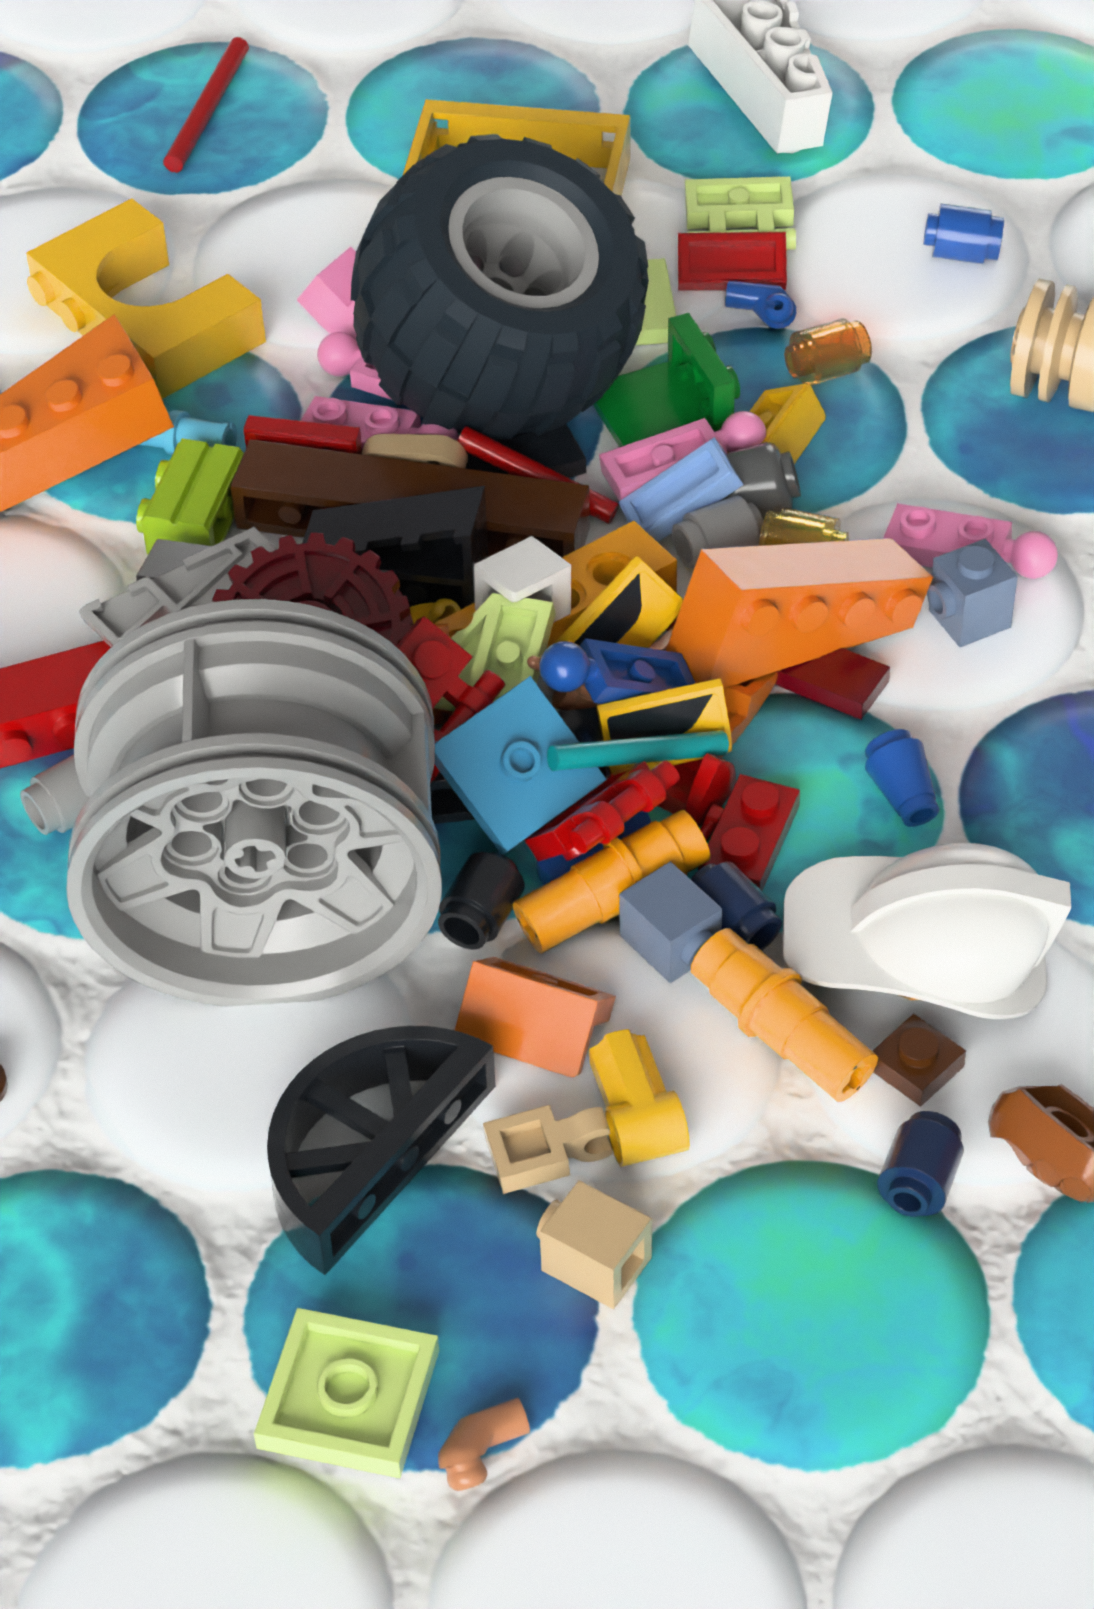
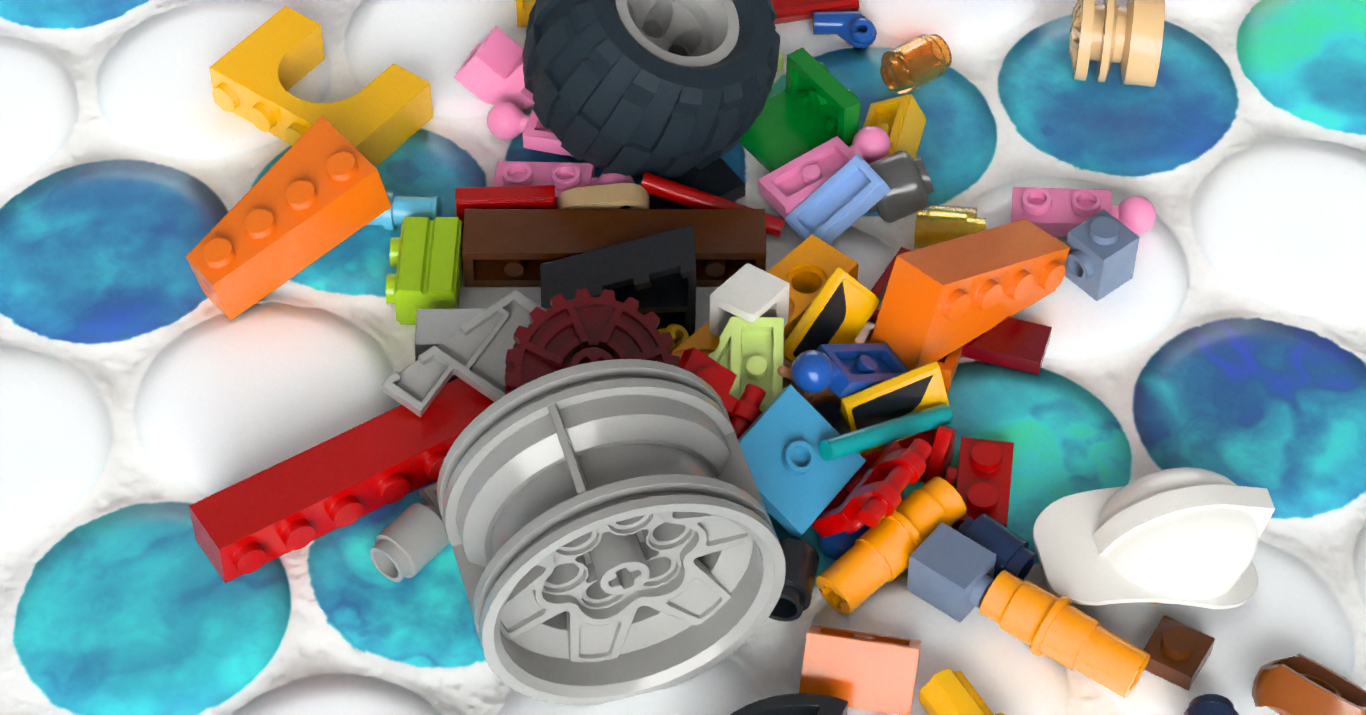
camera: 15 degrees left, 0 degrees up
(718, 525) = (877, 233): light grey brick -> none
(903, 776) = (1092, 418): blue cone -> none

